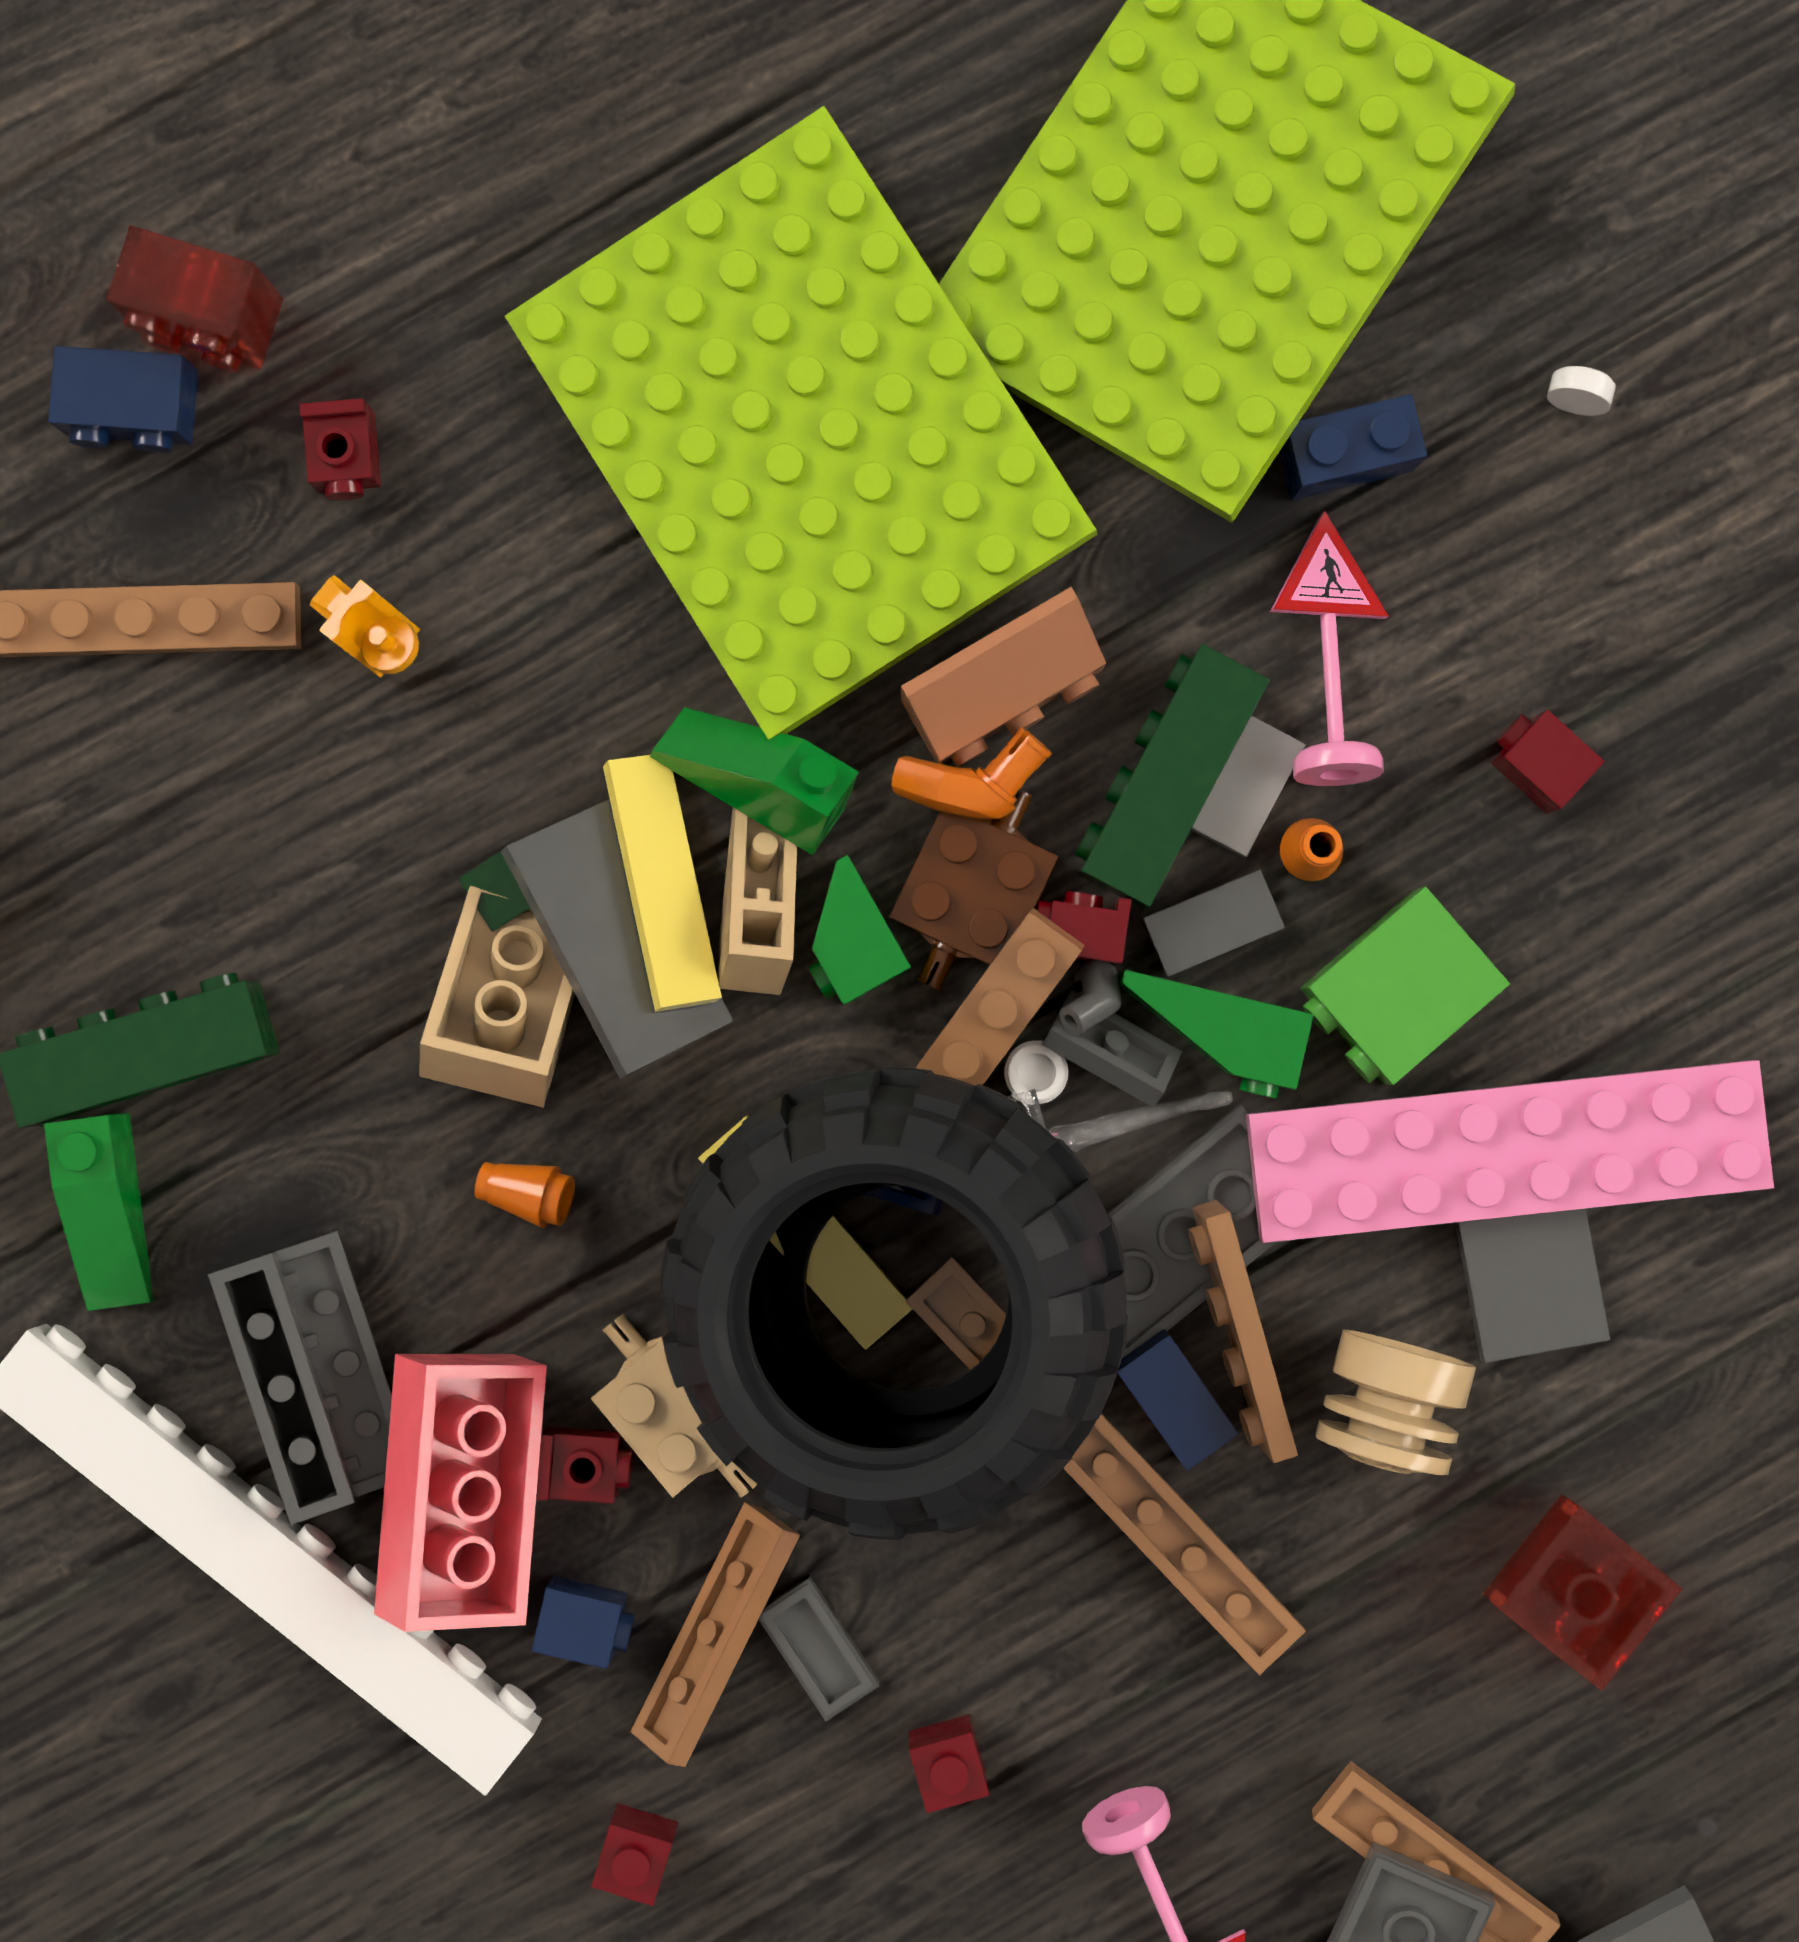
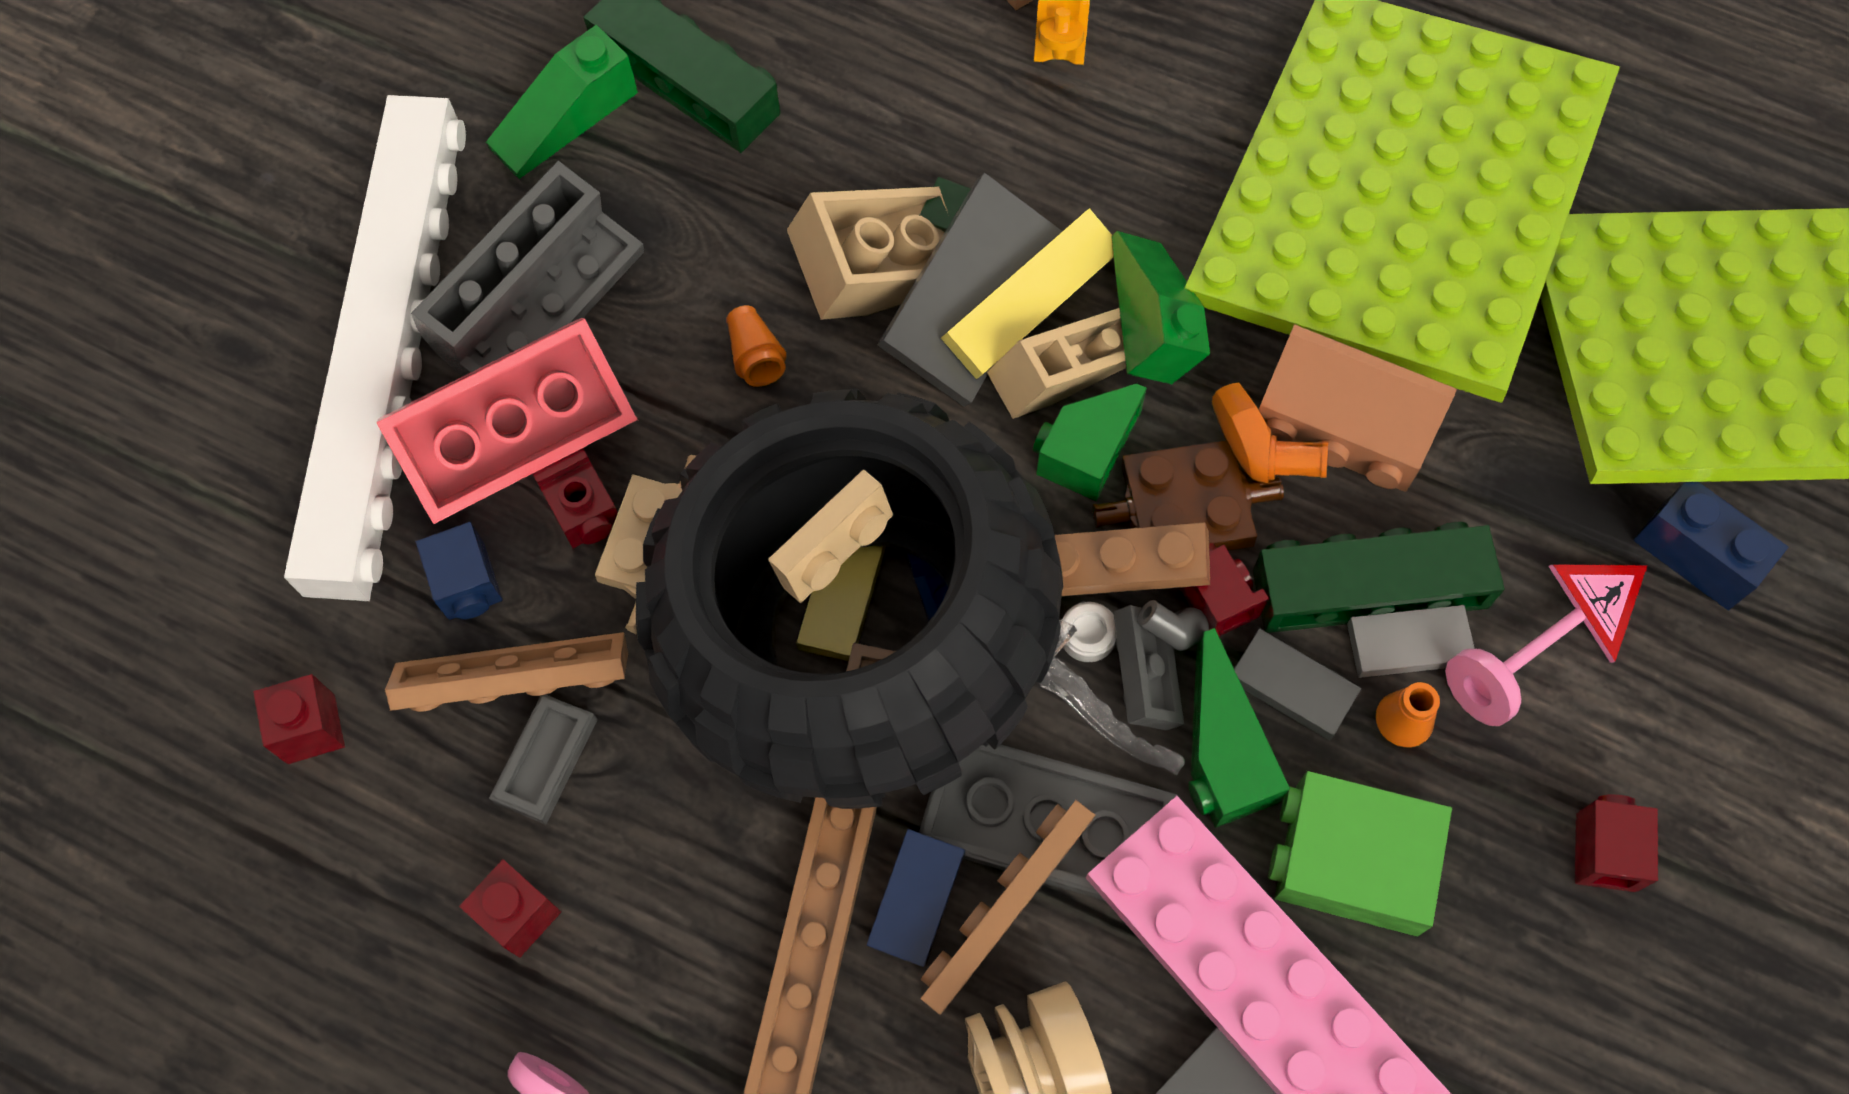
camera: 60 degrees right, 20 degrees down
(892, 1352) = (831, 536): none -> tan plate

